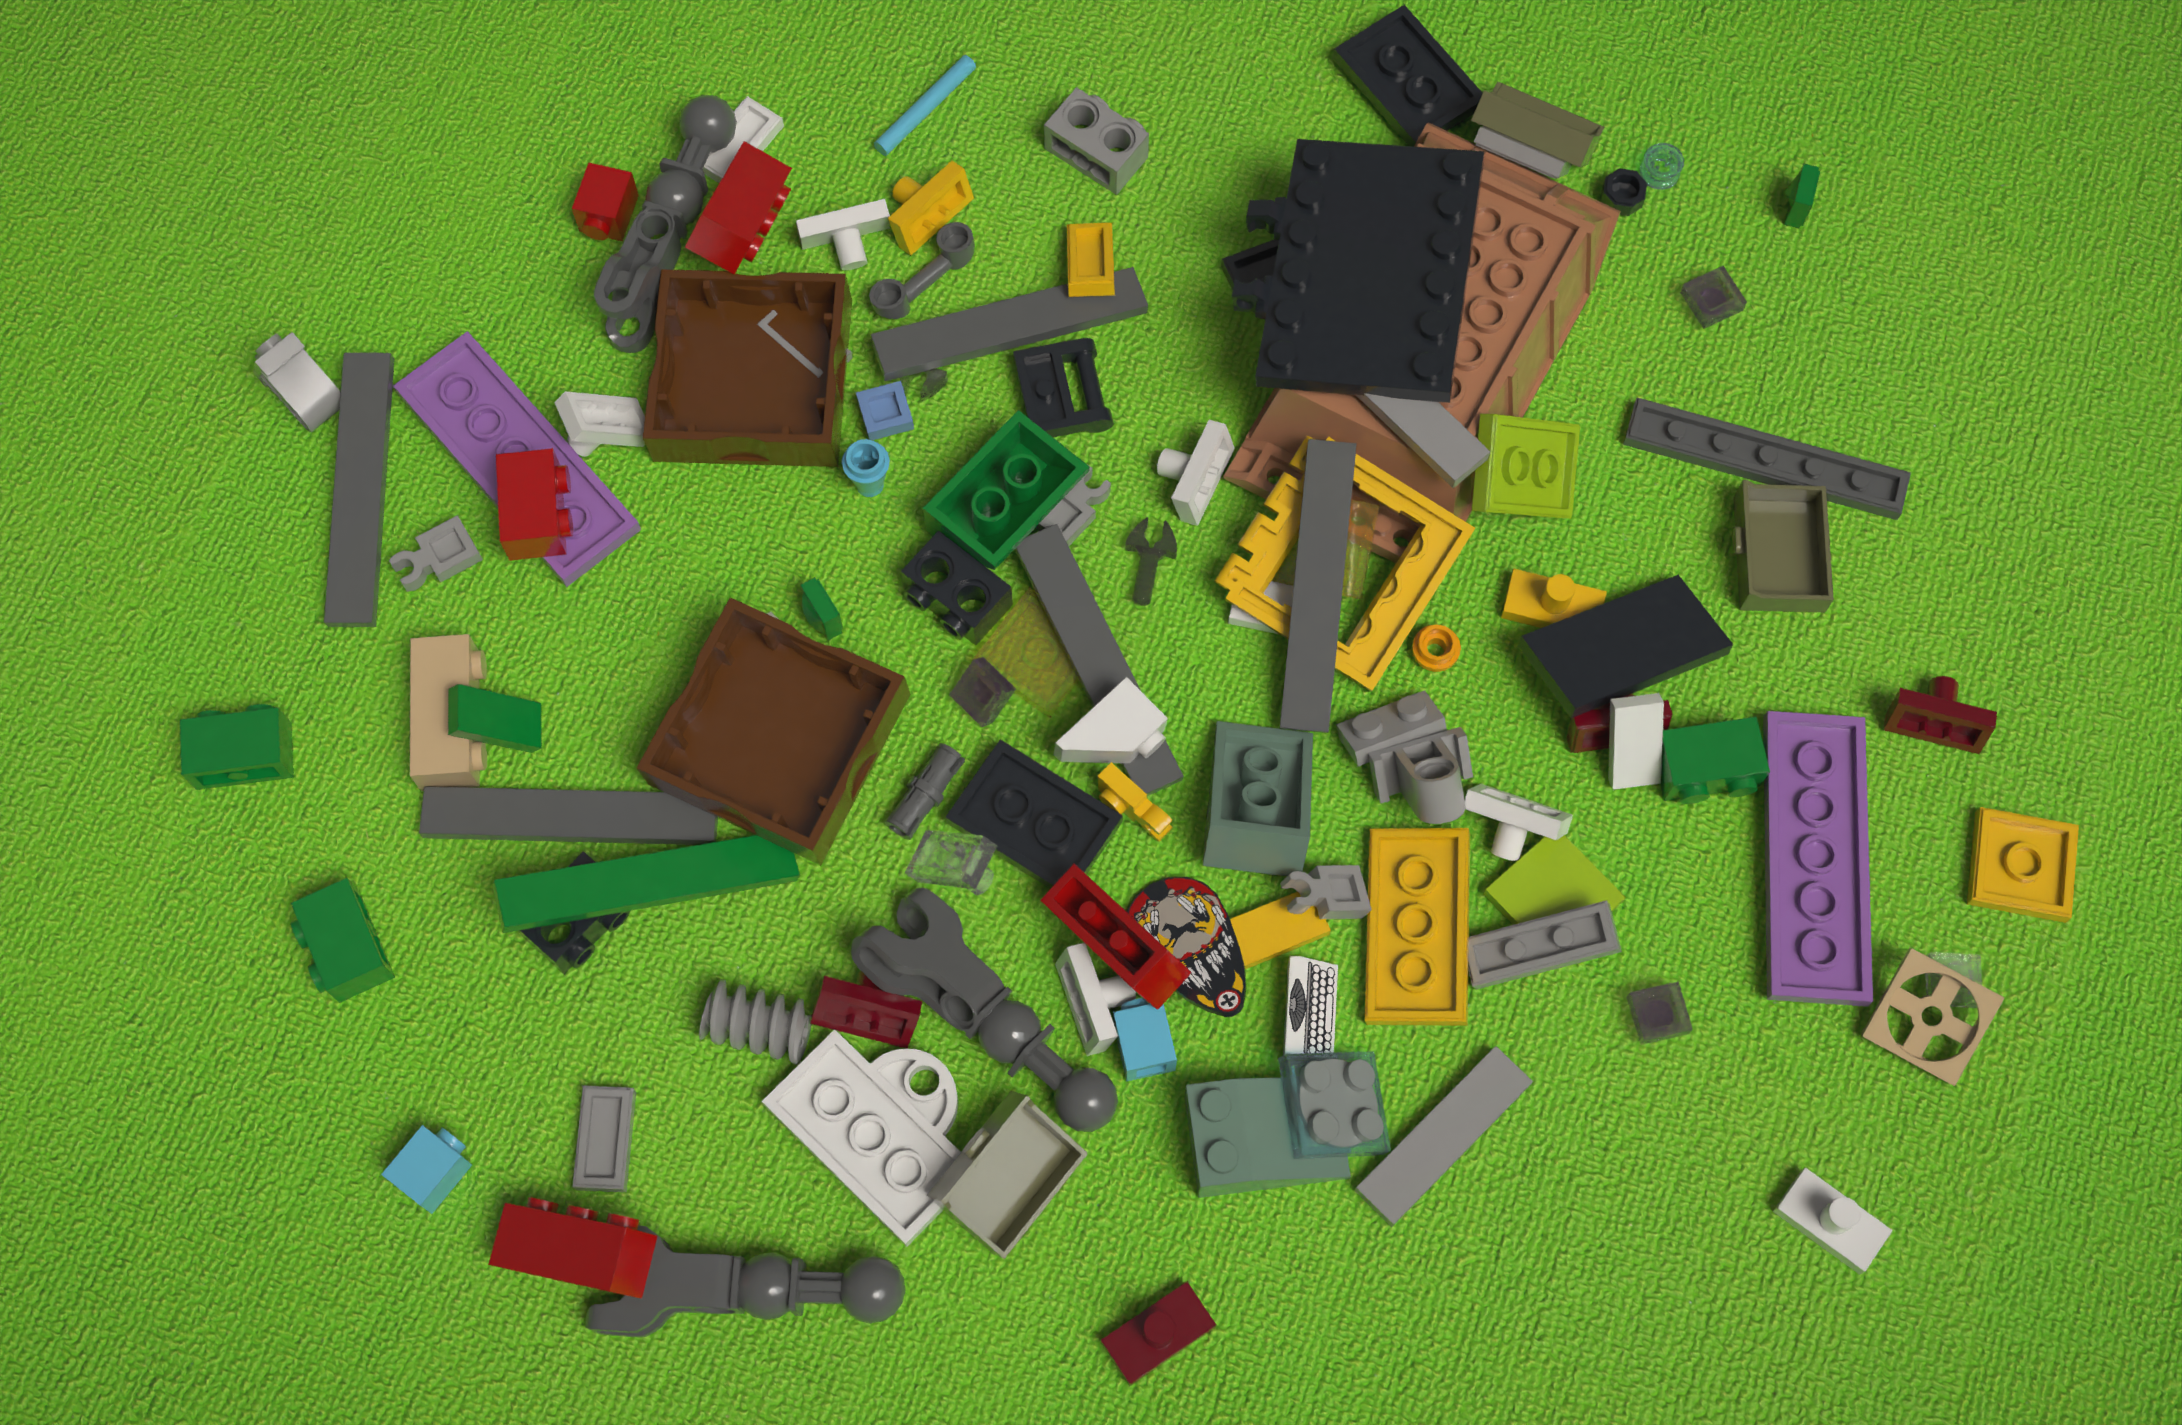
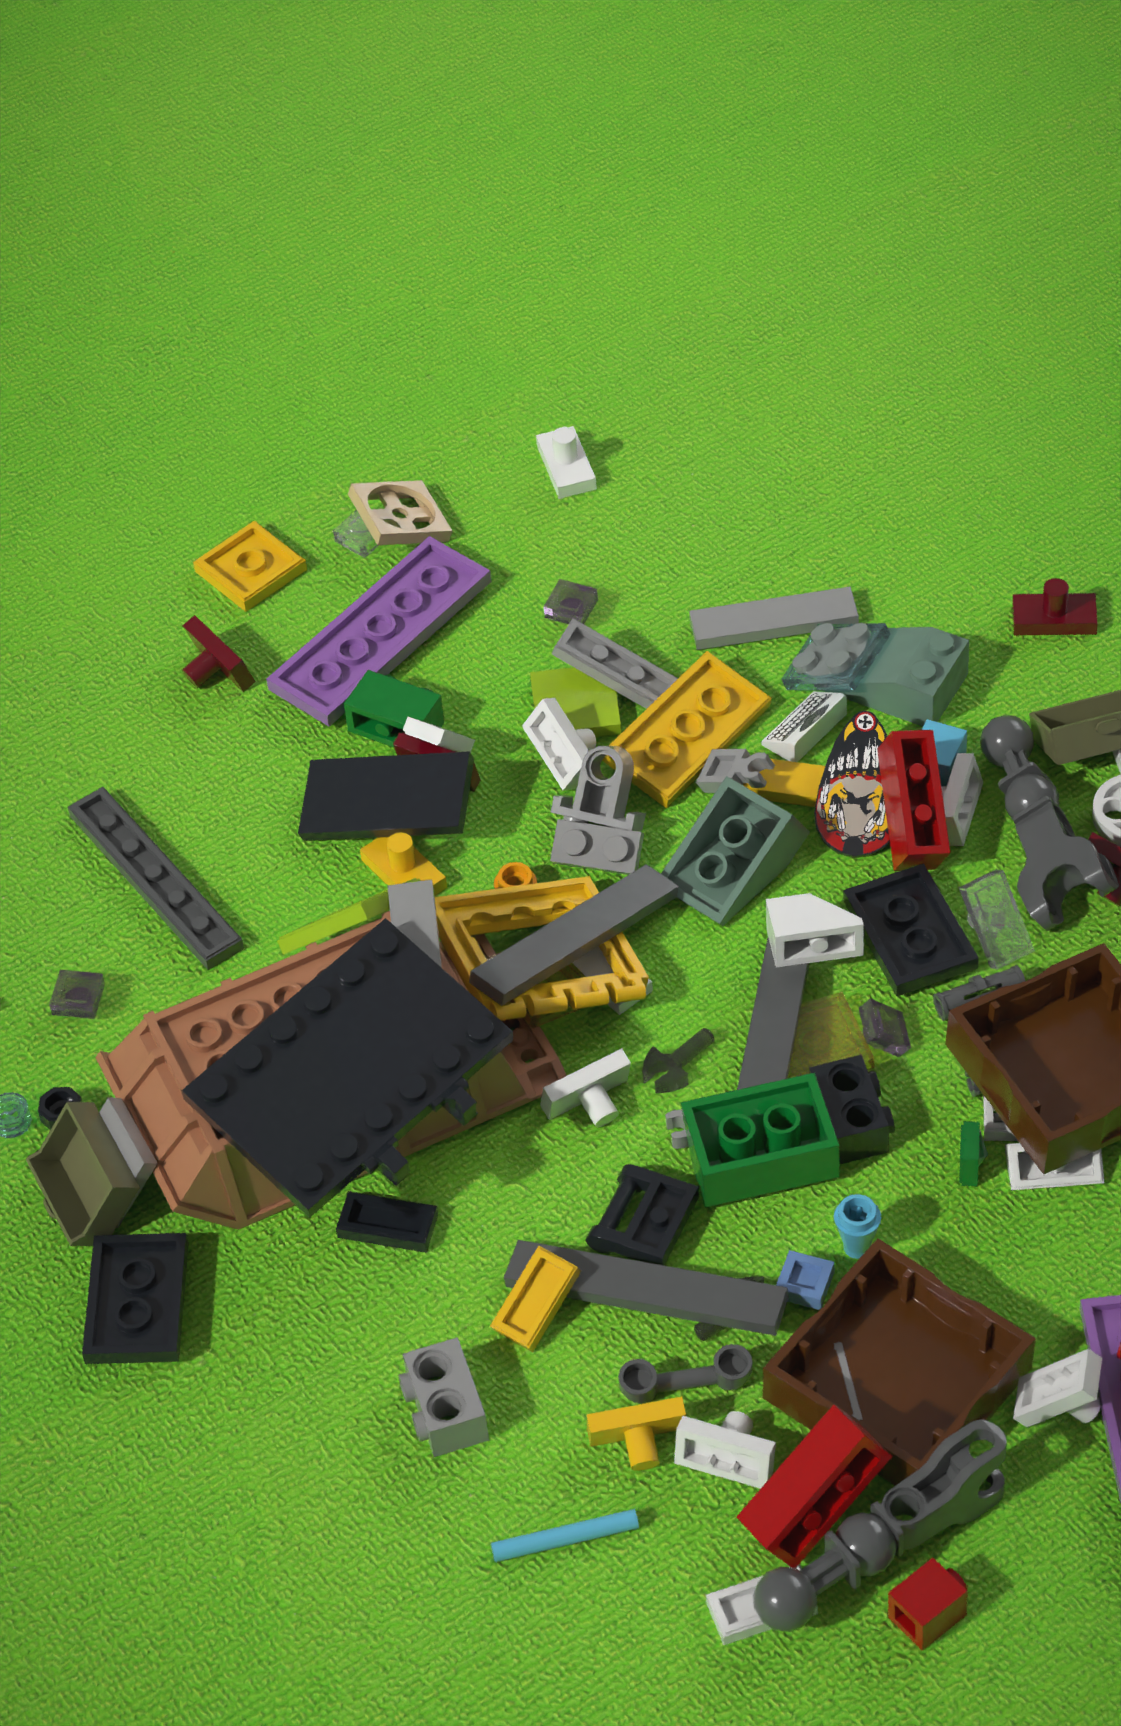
camera: 140 degrees left, 20 degrees down
(1126, 797) = (826, 886): yellow plate -> none
(1782, 548) = (207, 810): olive container -> none

